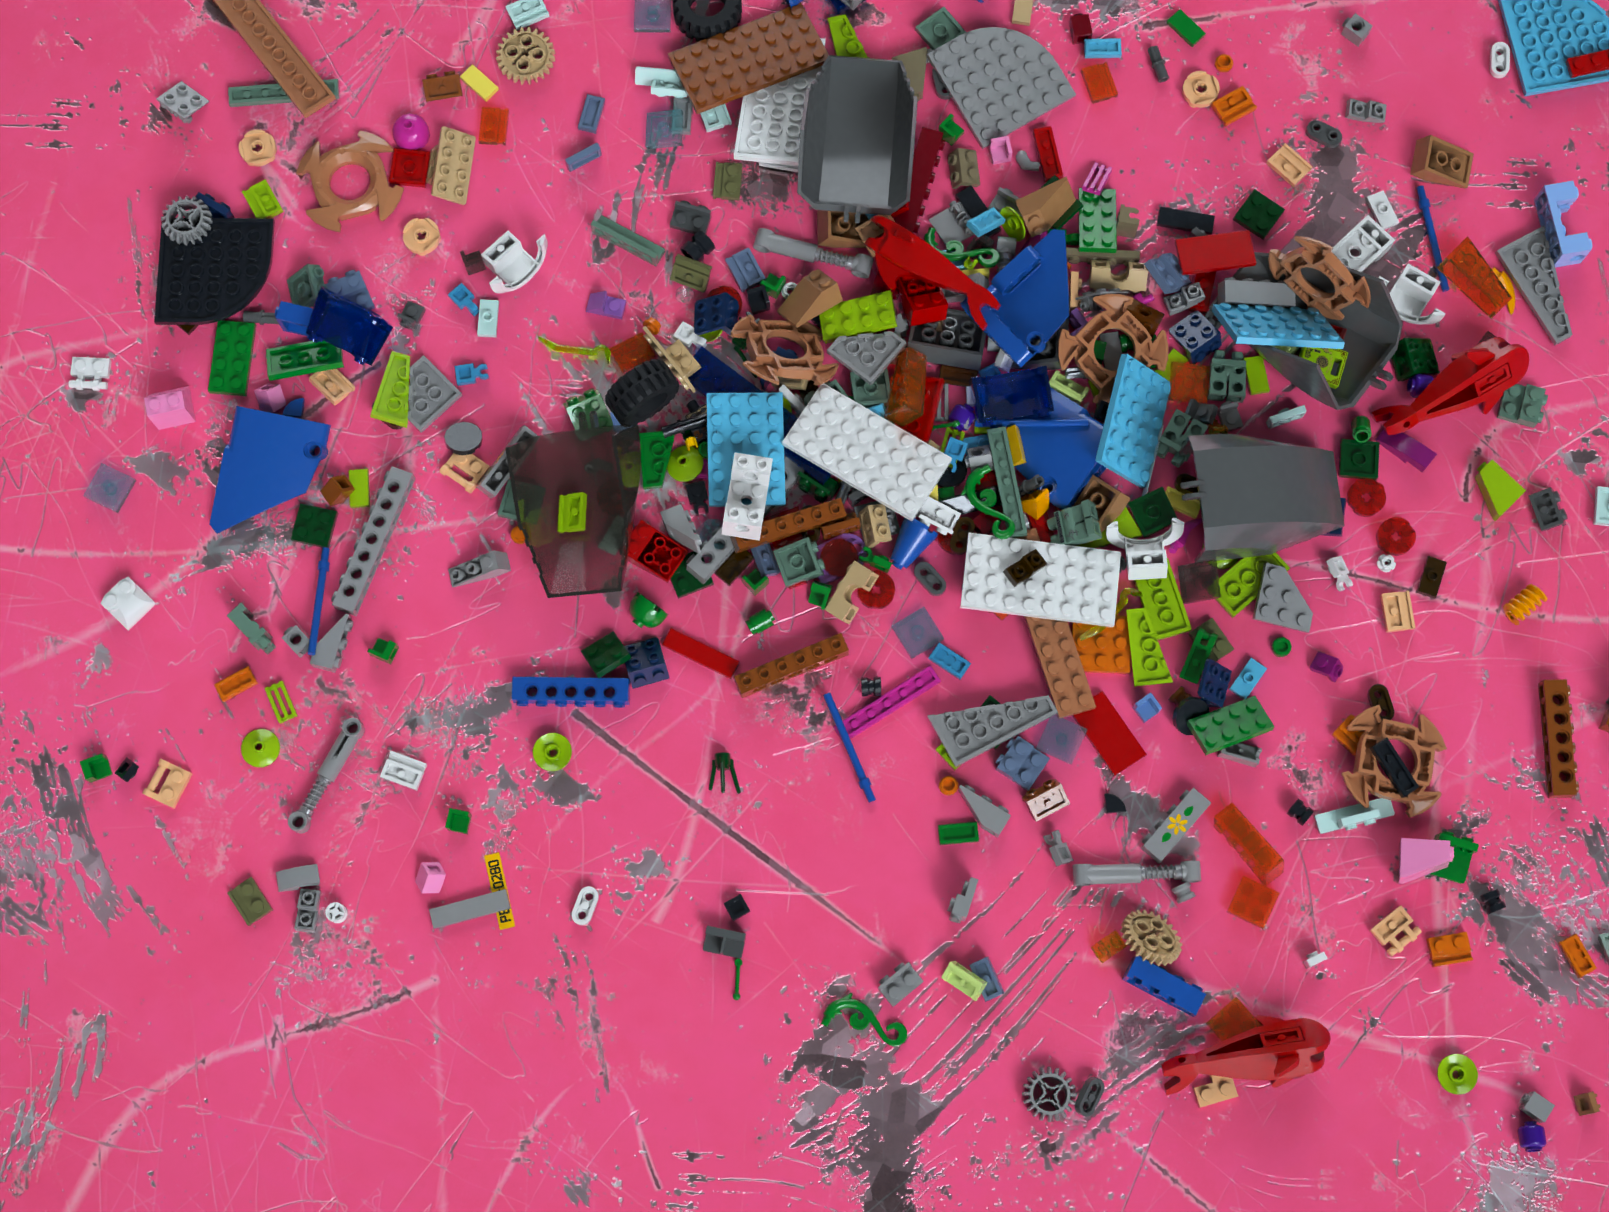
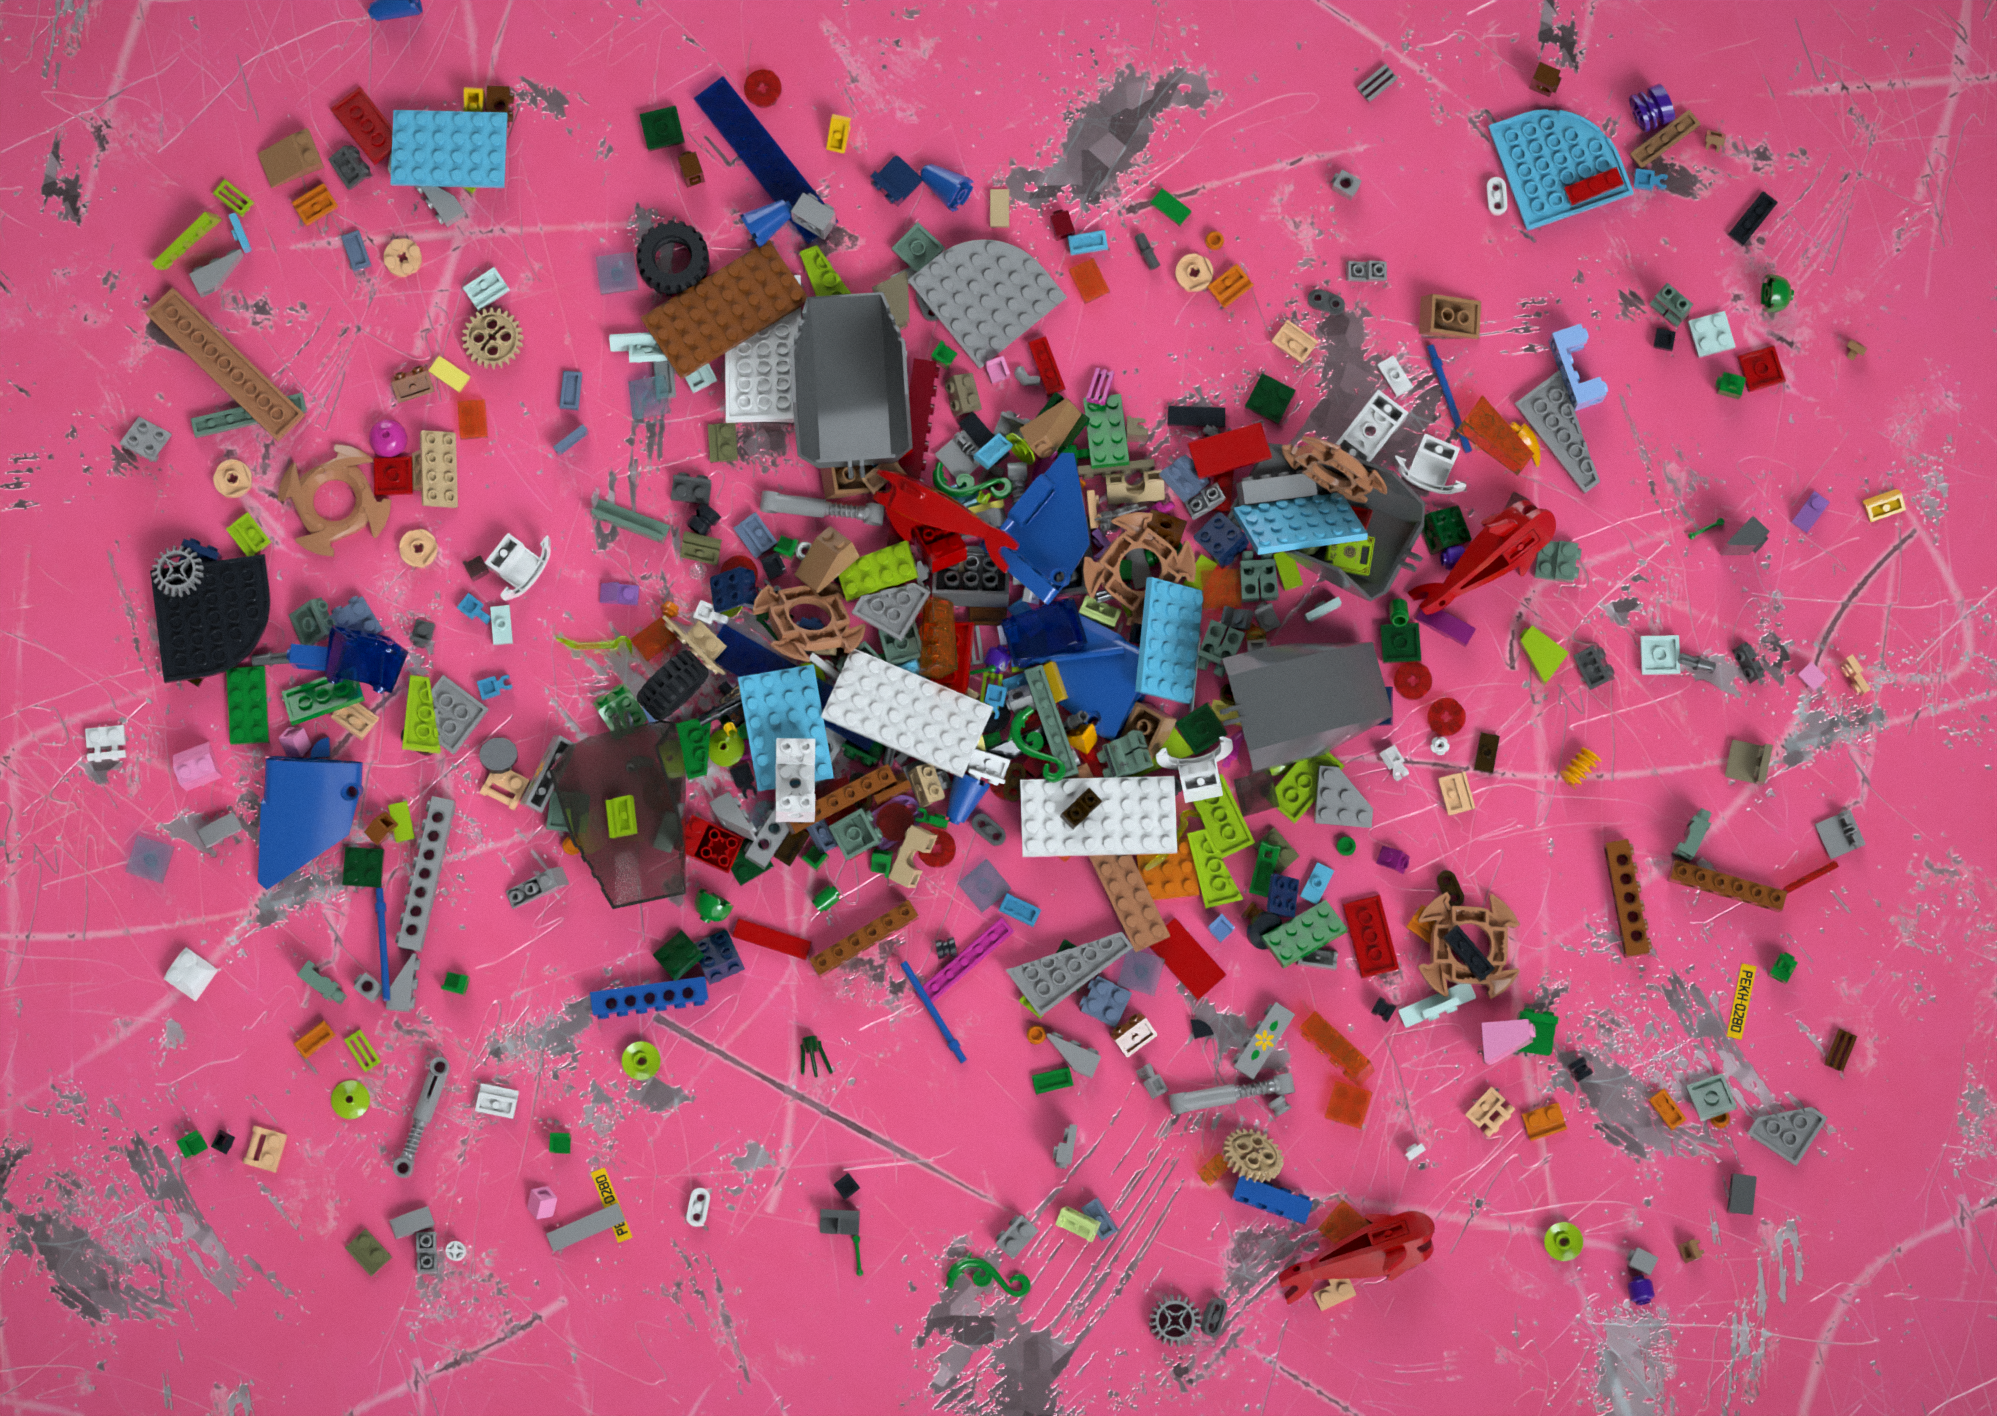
camera: 10 degrees left, 5 degrees up
(180, 469) = (219, 829): none -> light grey slope
(1295, 739) = (1370, 936): none -> red tile

